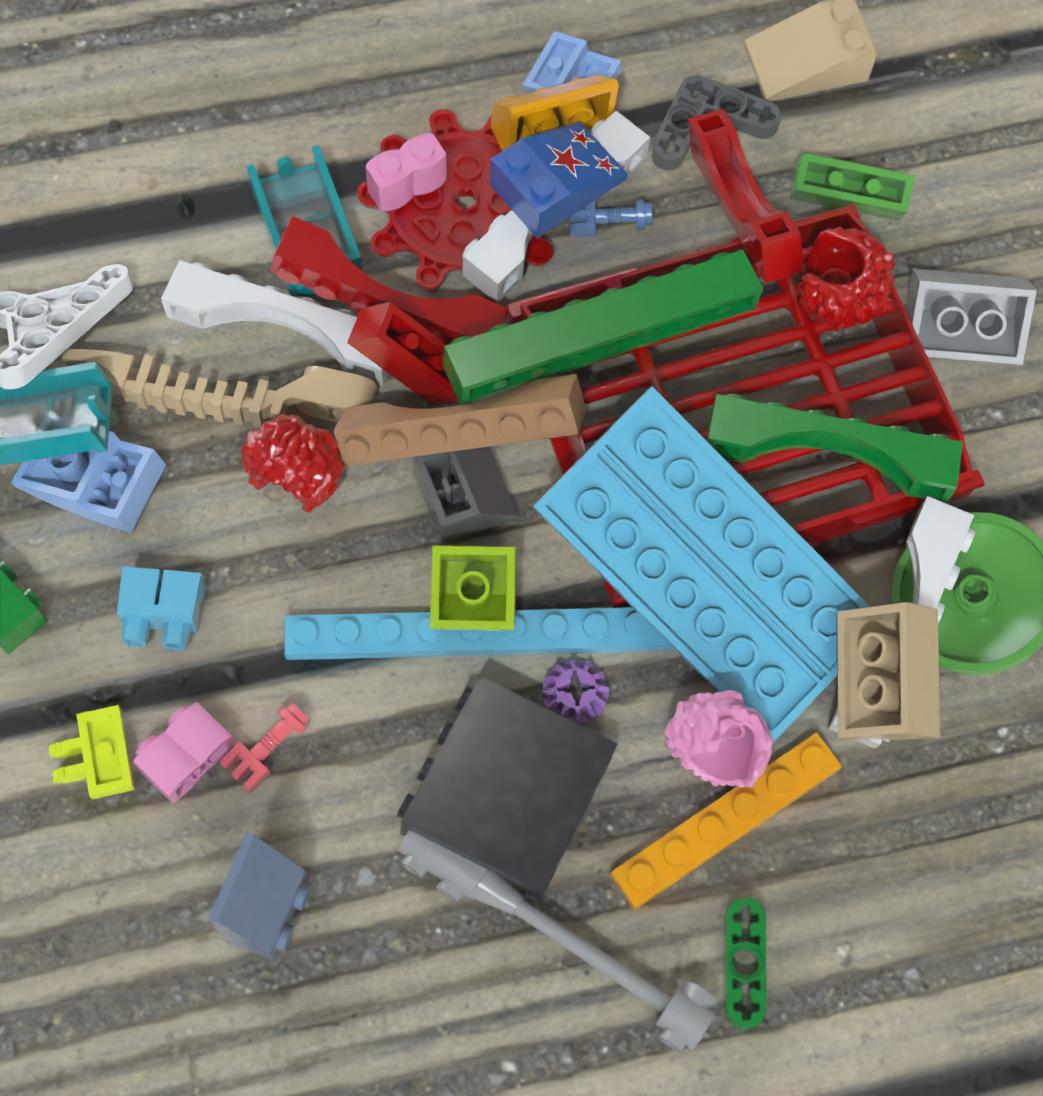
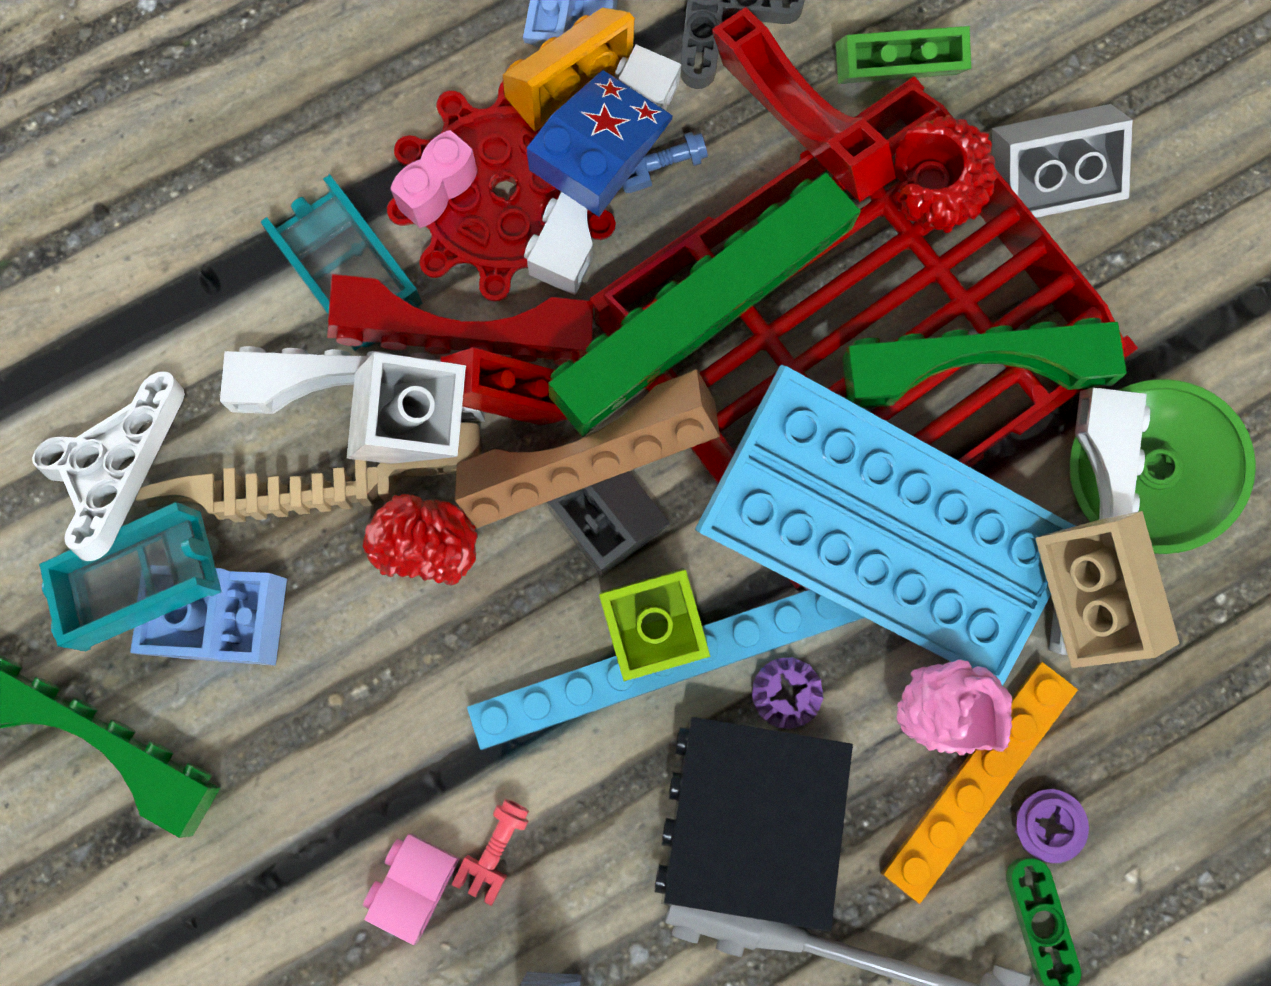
camera: 15 degrees left, 10 degrees up
(104, 754) = (329, 914): neon yellow hinge -> none
(159, 603) = (330, 734): medium azure hips -> none
(315, 340) = (405, 409): none -> white slope
(800, 877) = (1069, 816): none -> medium lavender gear

